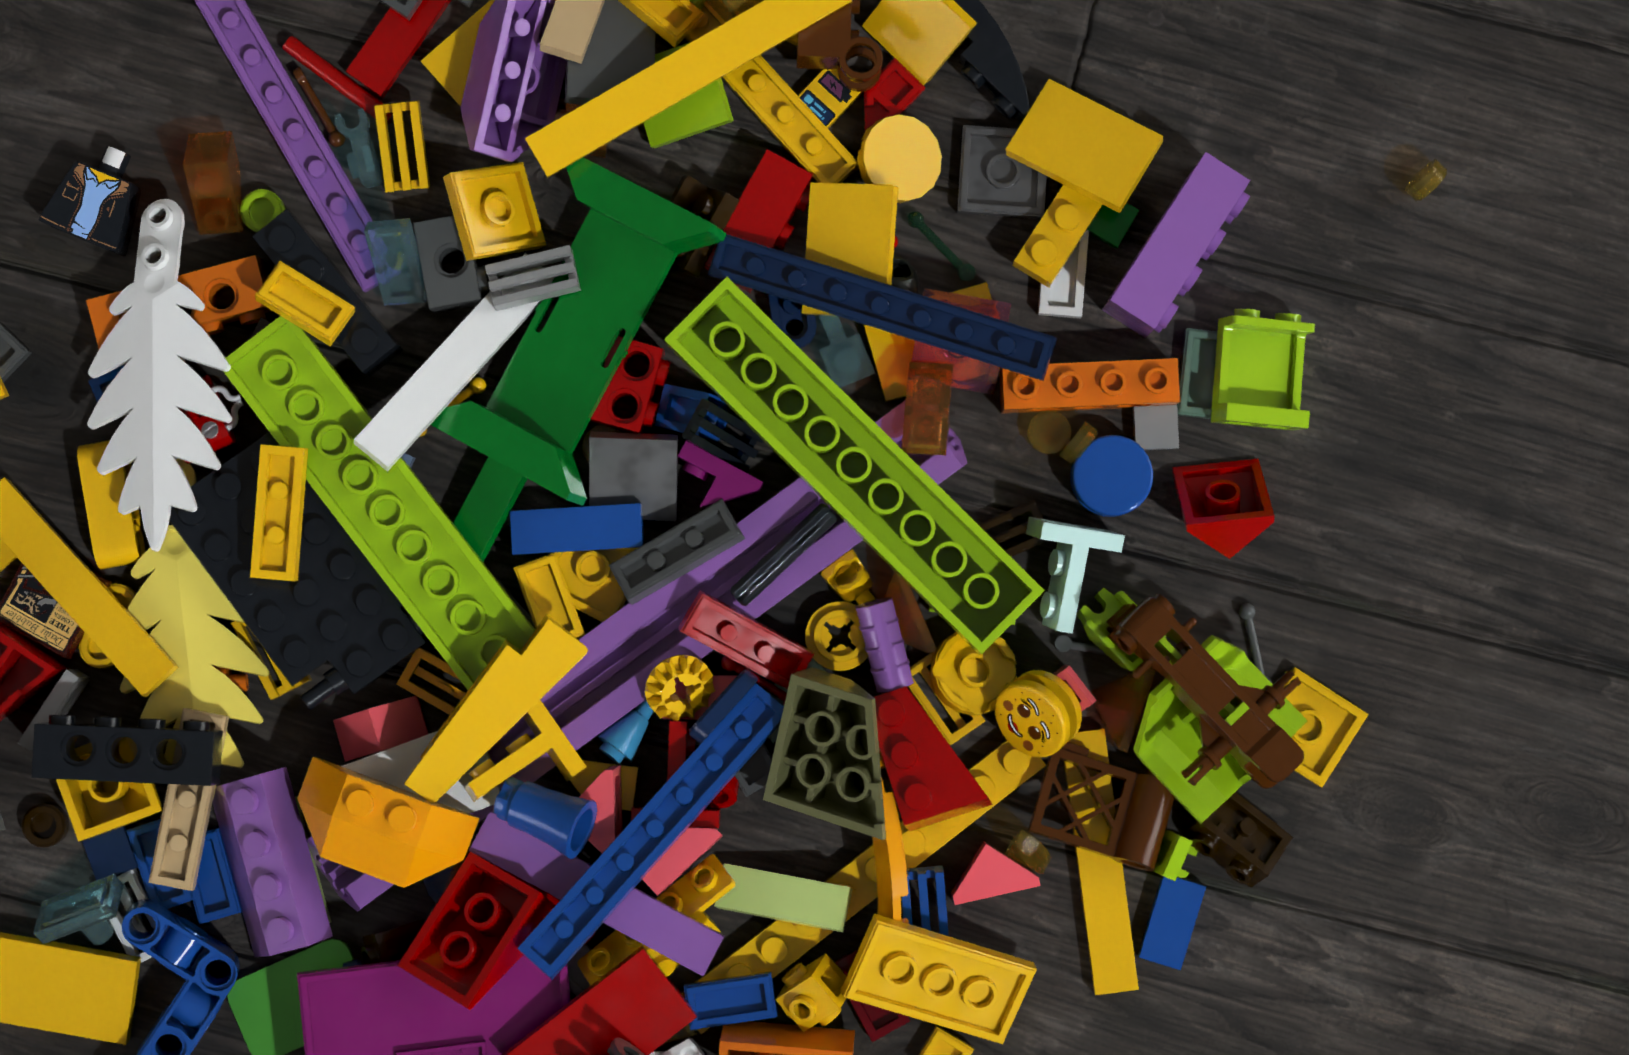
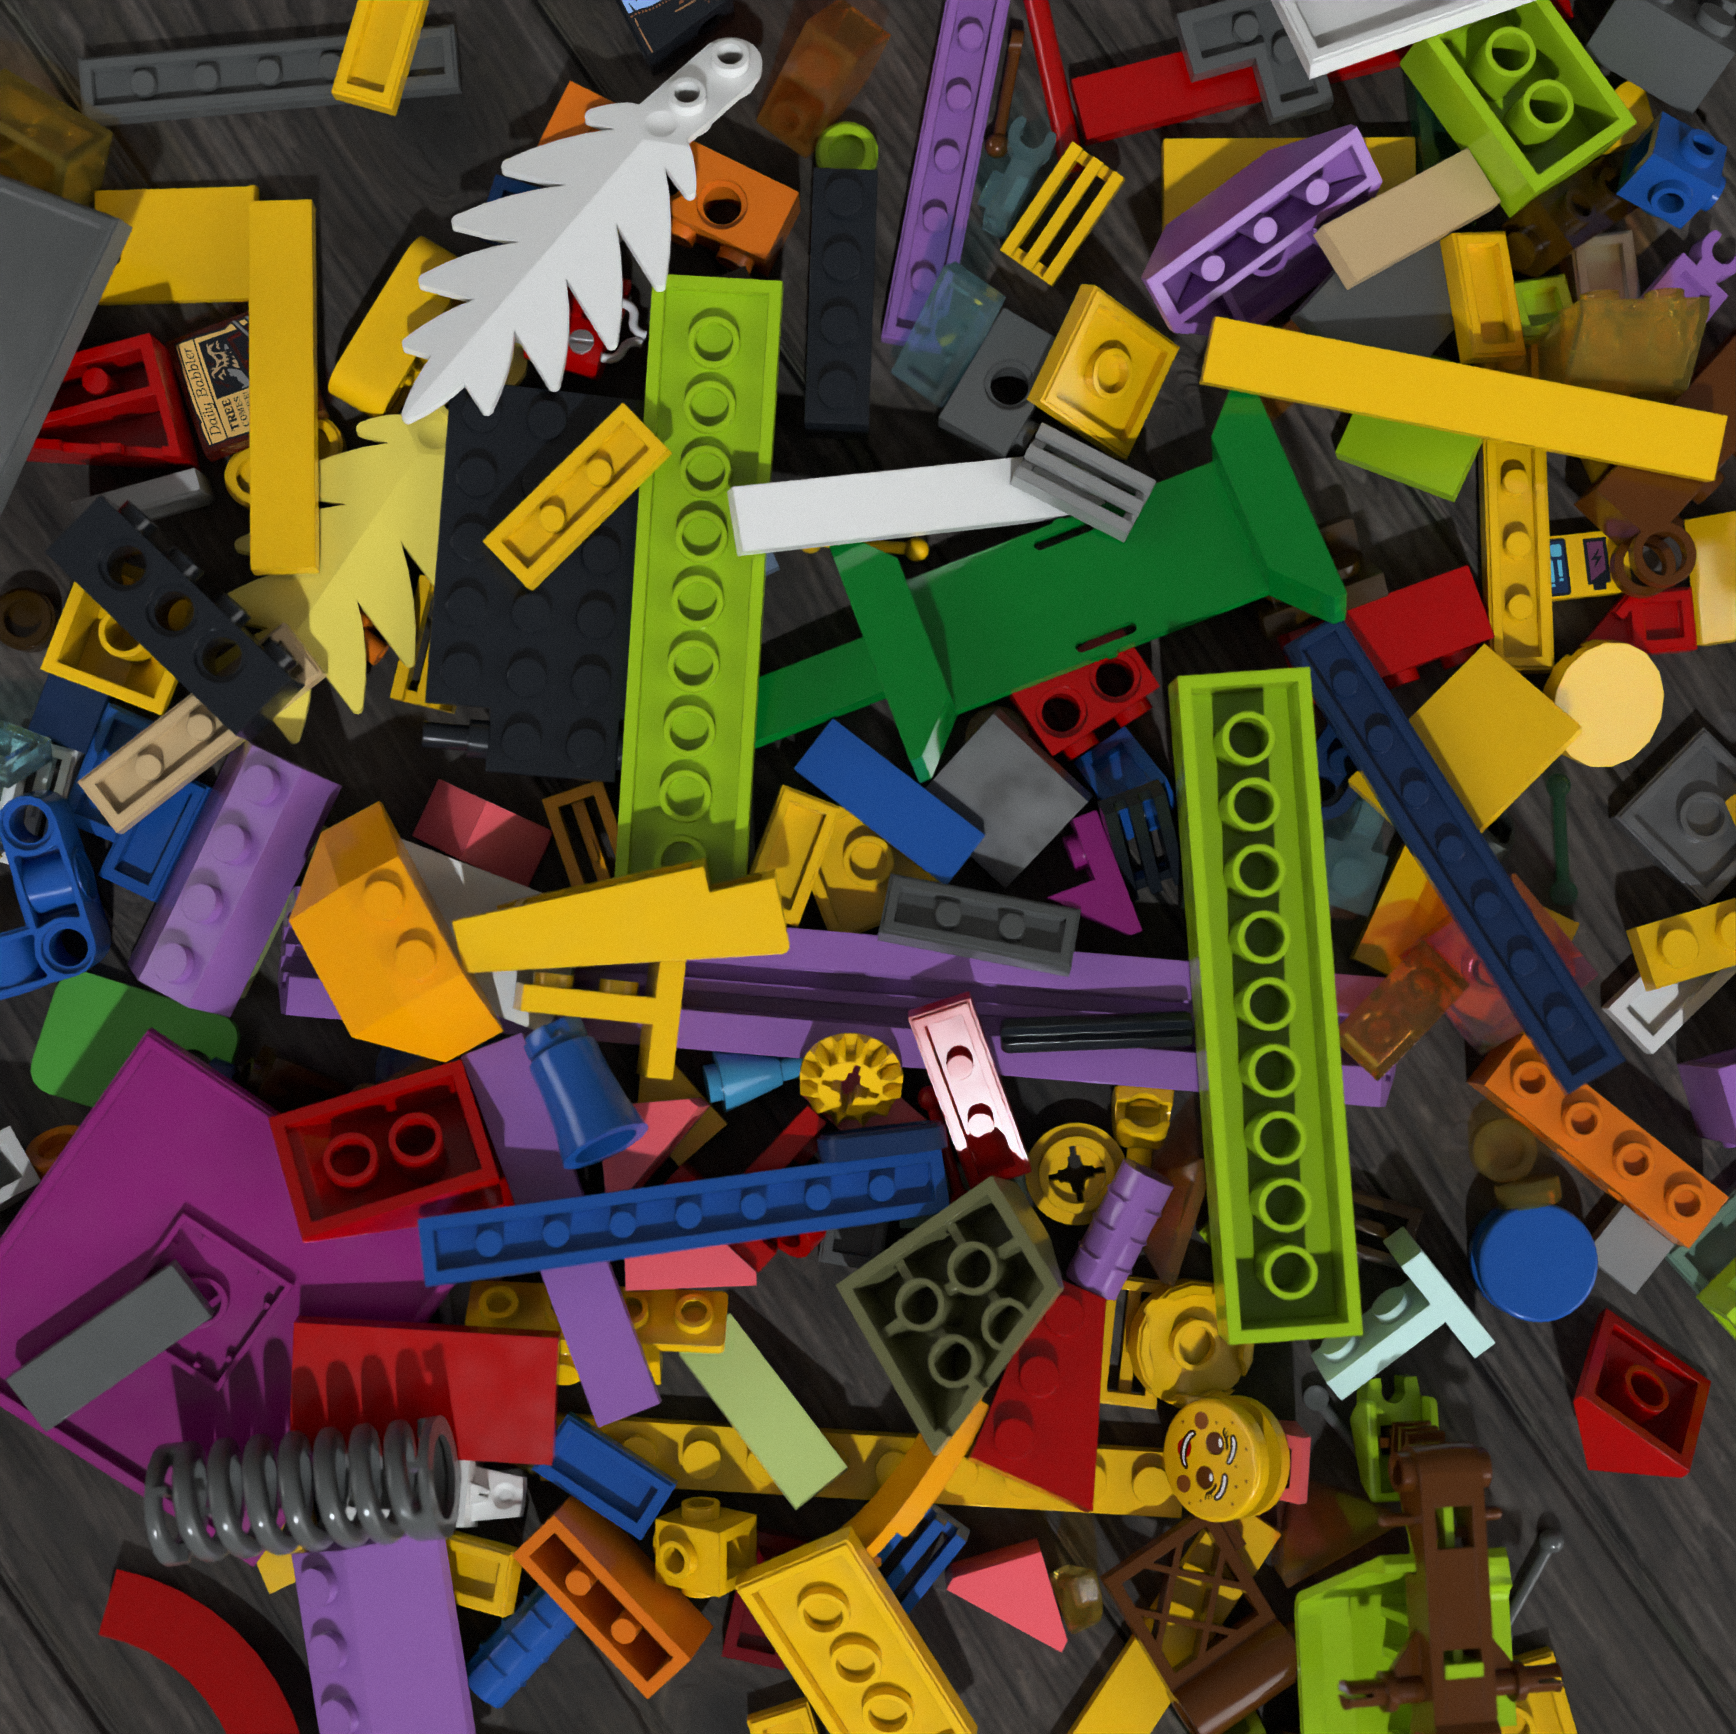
camera: 40 degrees right, 0 degrees up
(305, 303) = (808, 289): yellow tile -> none

